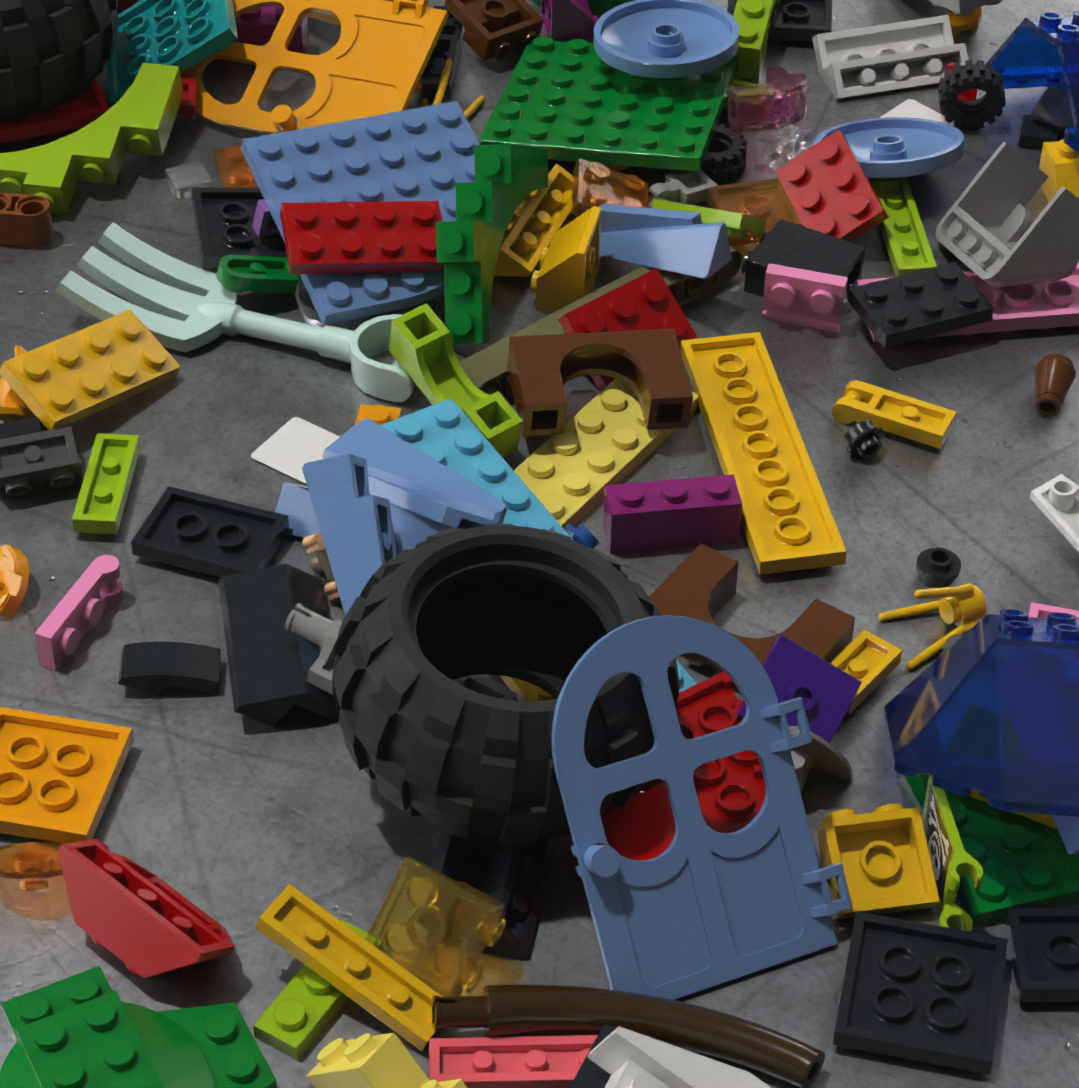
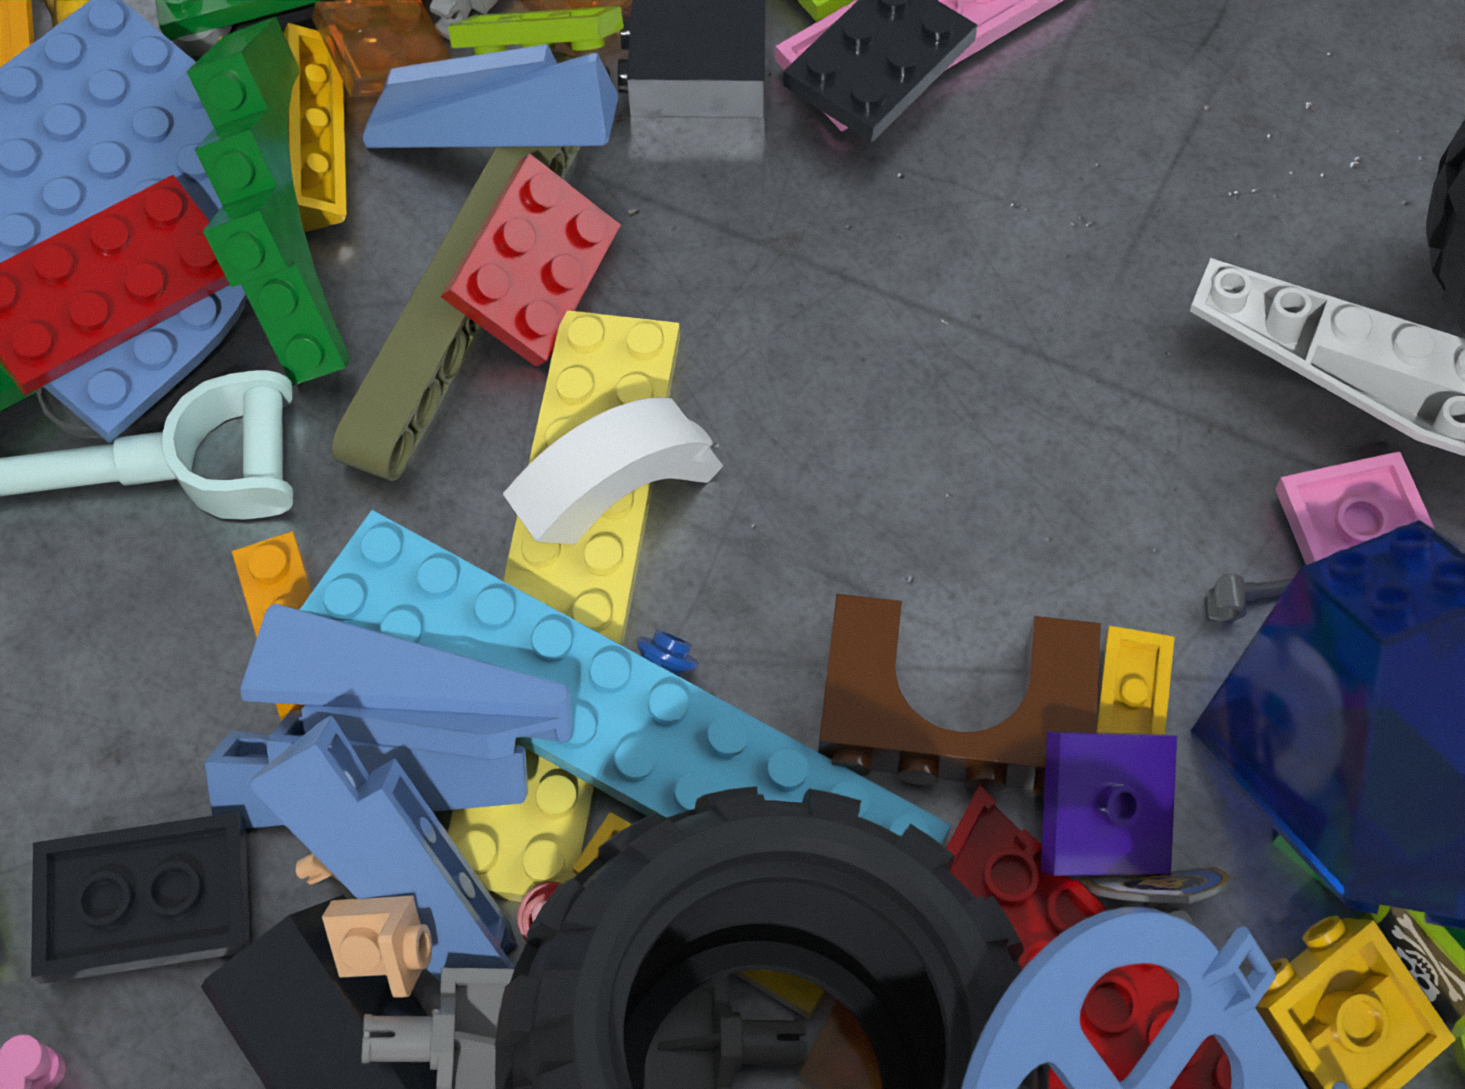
camera: 25 degrees left, 20 degrees up
(293, 447) = (185, 663): white sticker -> none
(328, 583) = (379, 939): none -> light nougat bracket
(428, 356) = (312, 456): lime arch -> none
(569, 263) = (393, 186): yellow slope -> none
(606, 422) = (605, 461): none -> white arch
(641, 359) = (591, 314): reddish brown arch -> none
(672, 513) = (759, 548): magenta brick -> none
(761, 445) = (812, 386): yellow plate -> none
(804, 297) = (729, 105): bright pink plate -> none
(864, 439) = (924, 300): black plate -> none
(894, 413) = (937, 240): yellow plate -> none
(938, 567) = (1126, 479): black plate -> none
(957, 606) = (1191, 527): yellow plant -> none
(1053, 381) = (1098, 104): reddish brown cone -> none

